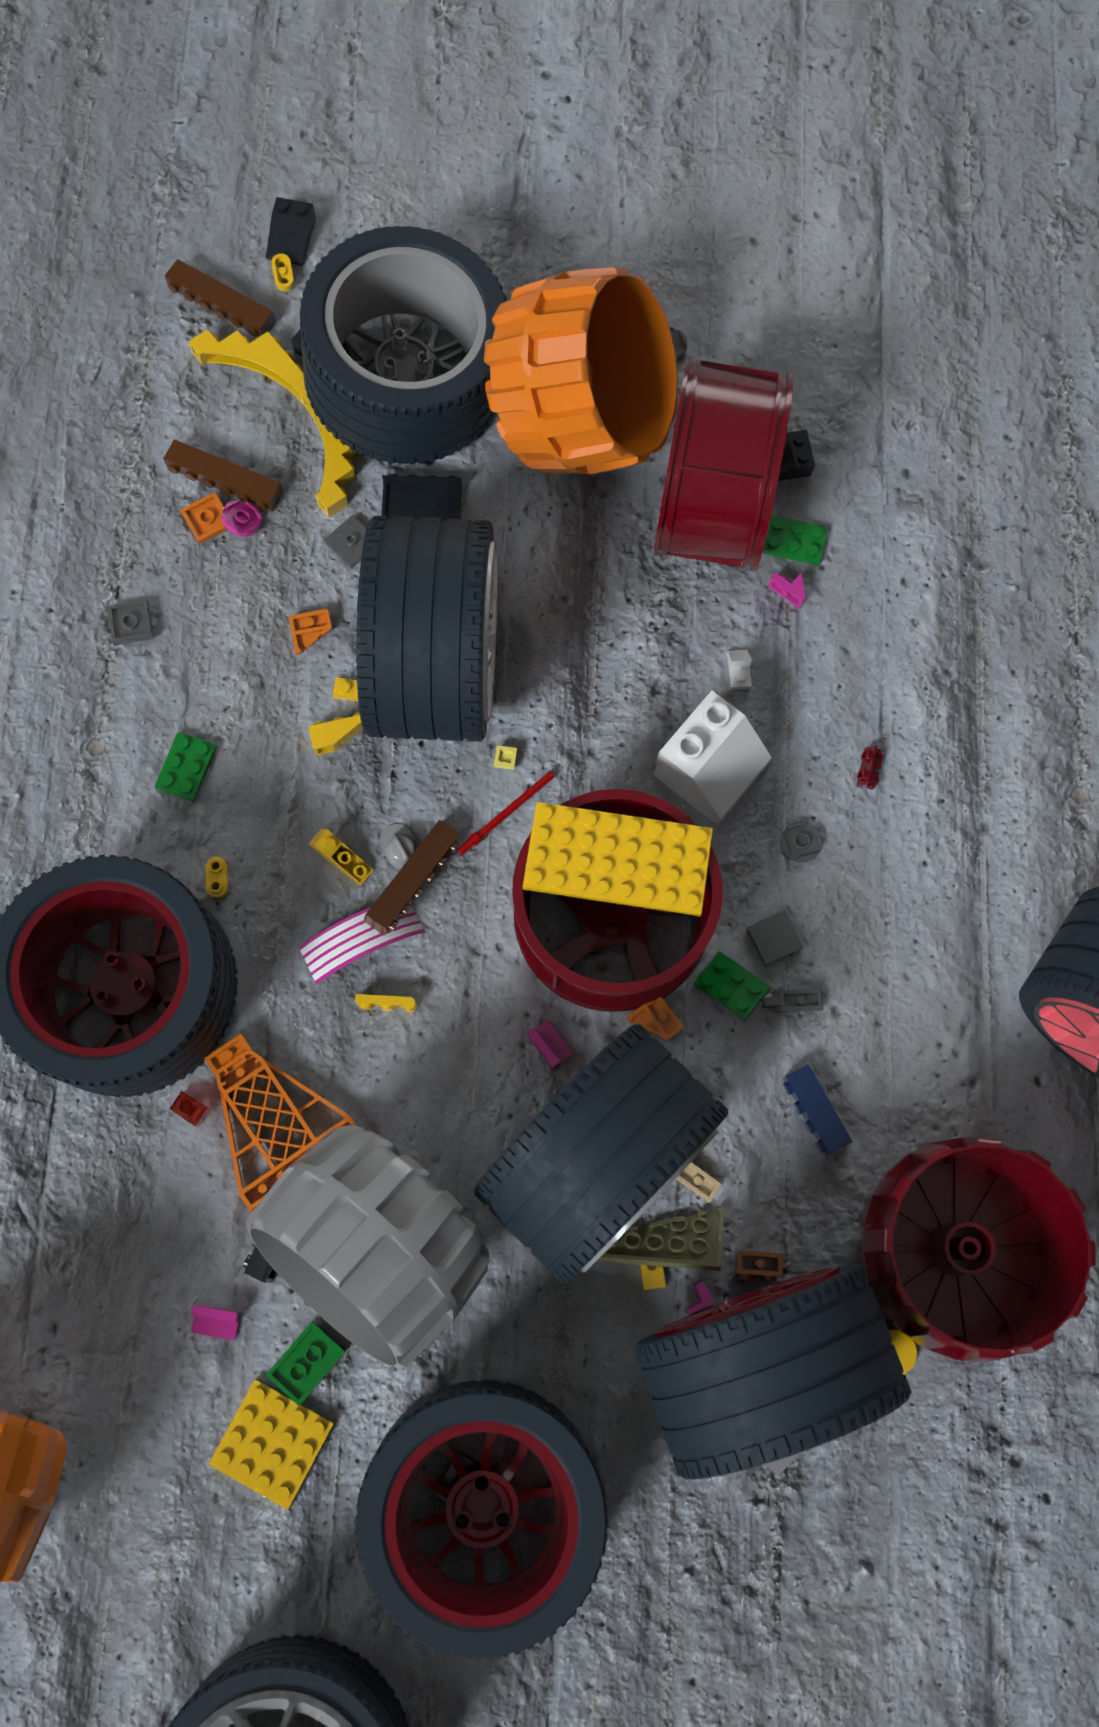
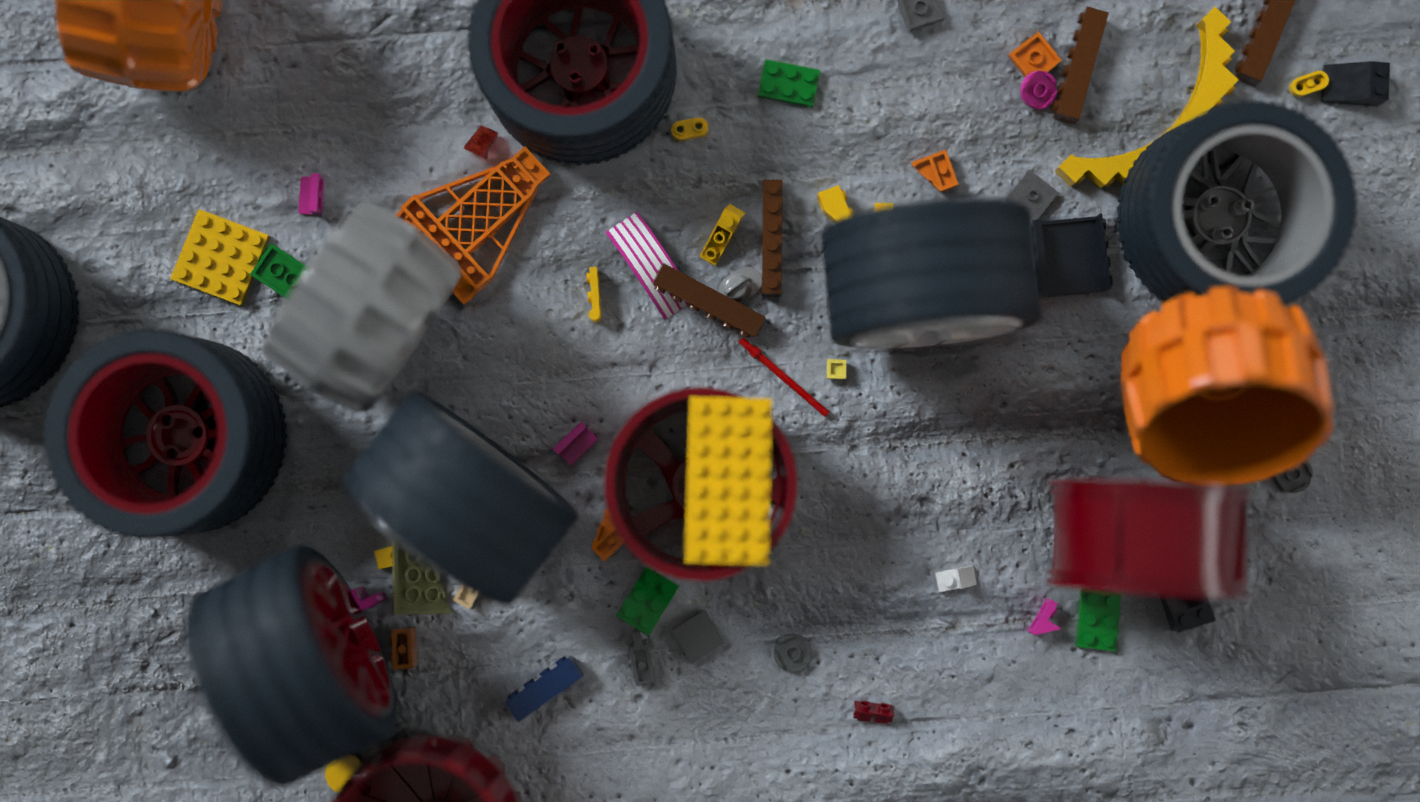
camera: 90 degrees right, 10 degrees up
(353, 804) = (772, 238): none -> reddish brown brick
(712, 758) = (856, 562): white slope -> none

